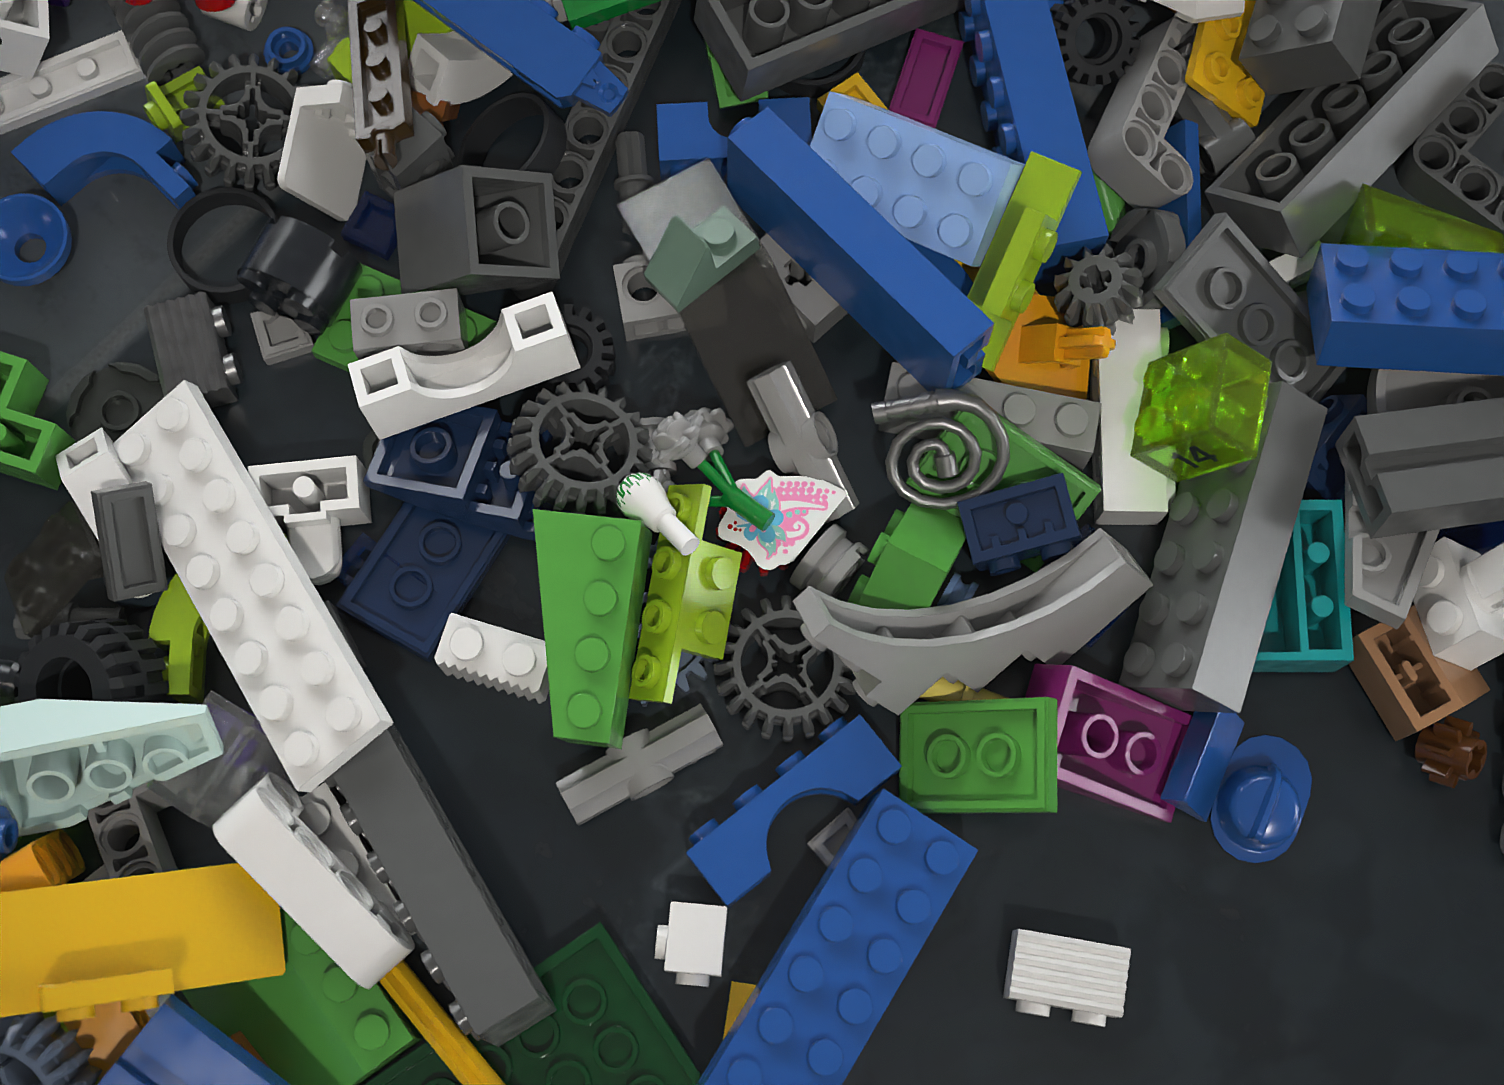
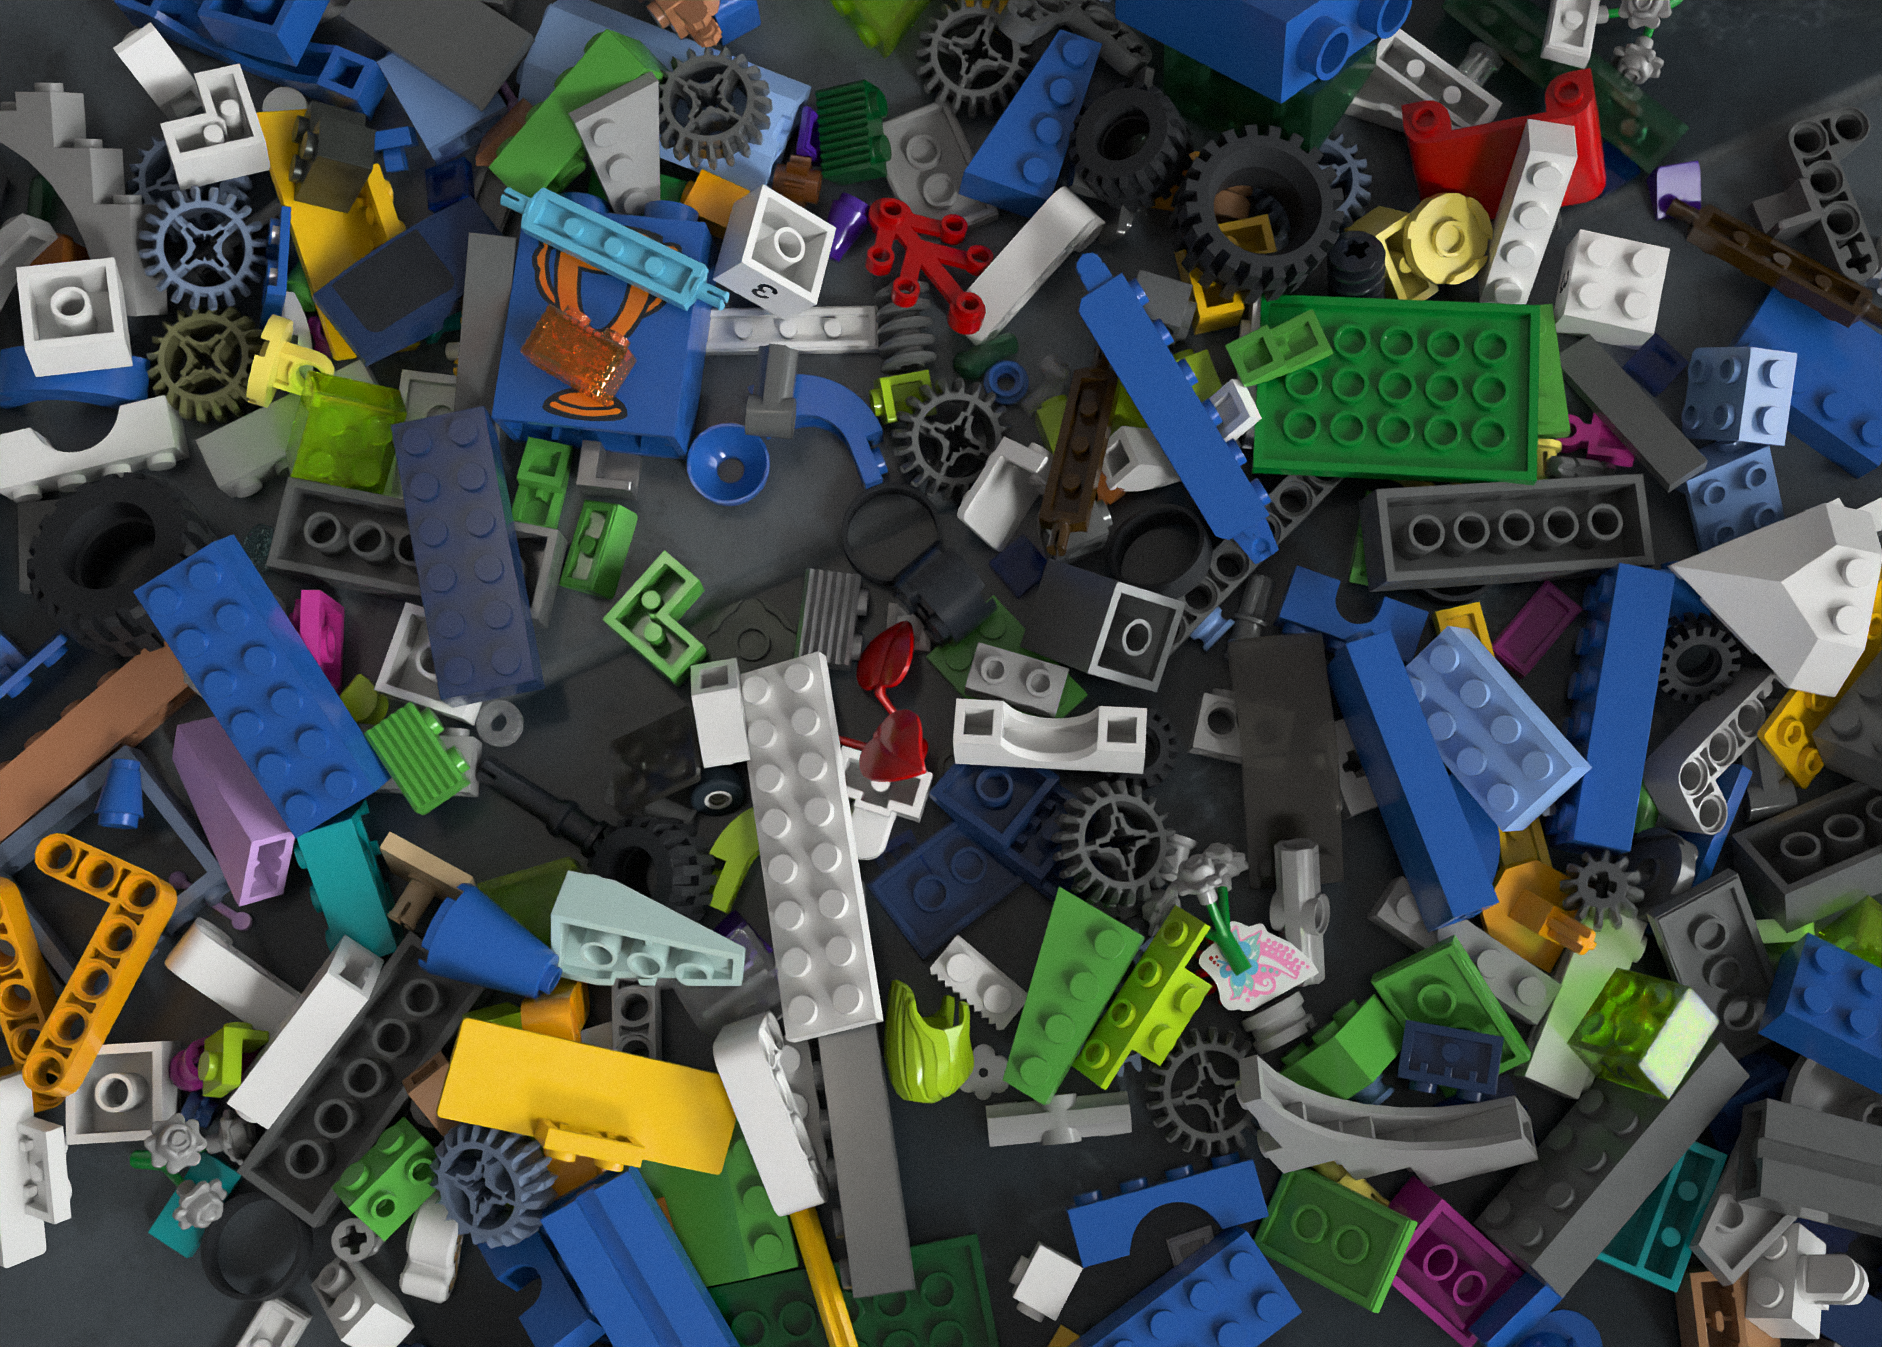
camera: 25 degrees right, 5 degrees up
(39, 153) = (772, 404): none -> dark grey piece
(129, 540) = (727, 771): dark grey tile -> none
(254, 30) = (983, 356): none -> clear green arm
(298, 428) = (898, 742): none -> red plant
(464, 755) = (926, 1054): none -> lime hair
(530, 765) = (983, 1086): none -> light grey plant
(598, 206) = (1212, 629): none -> medium blue bush
(644, 499) = (1152, 917): white piece -> none
(697, 258) = (1279, 726): sand green slope -> none
(945, 459) = (1411, 979): flat silver piece -> none
(1021, 246) = (1551, 832): lime bracket -> none

